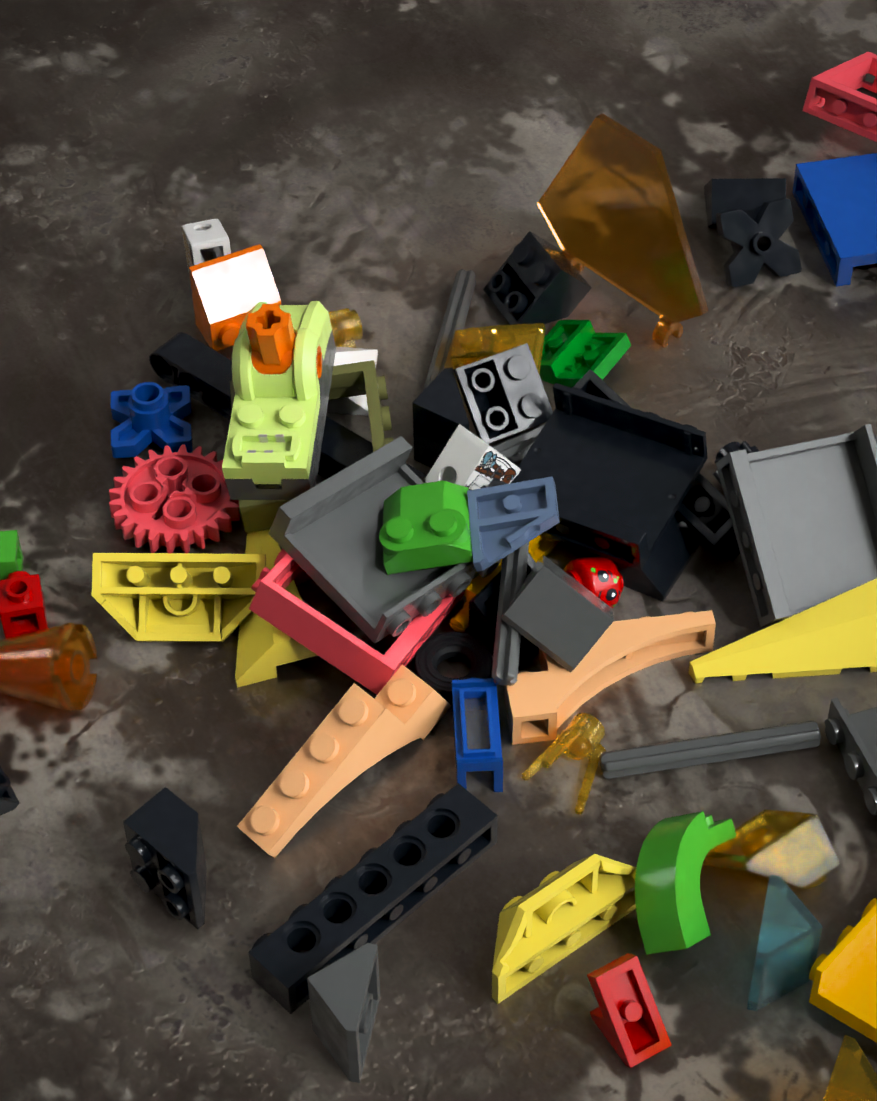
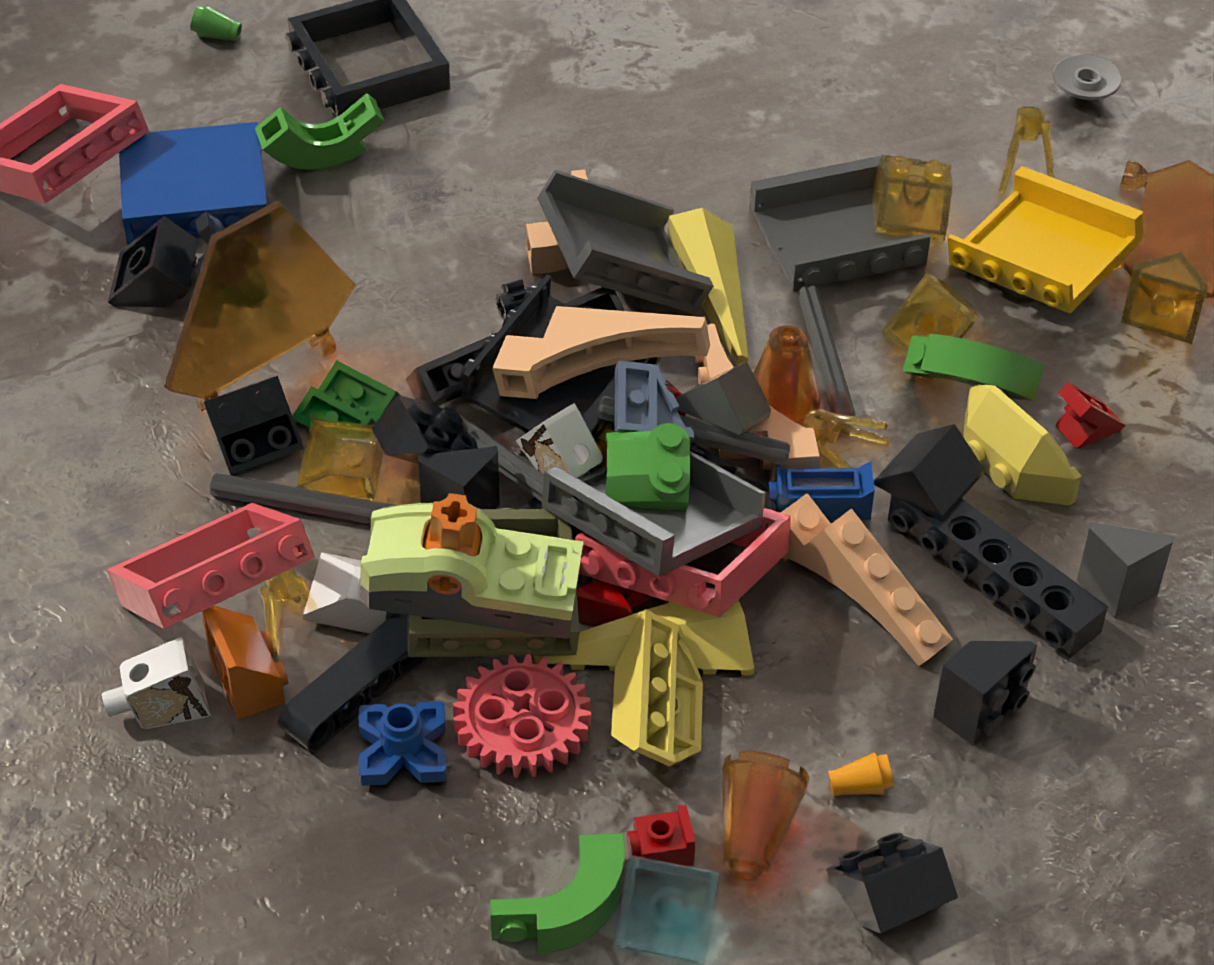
camera: 90 degrees left, 0 degrees up
(85, 767) = (862, 777): none -> light orange cone
(372, 279) = (210, 564): none -> coral window
(478, 814) = (932, 471): none -> black slope
(609, 468) = (589, 340): none -> light nougat arch
(637, 692) = (788, 373): none -> clear orange cone
(785, 945) = (1032, 317): clear light blue slope -> none

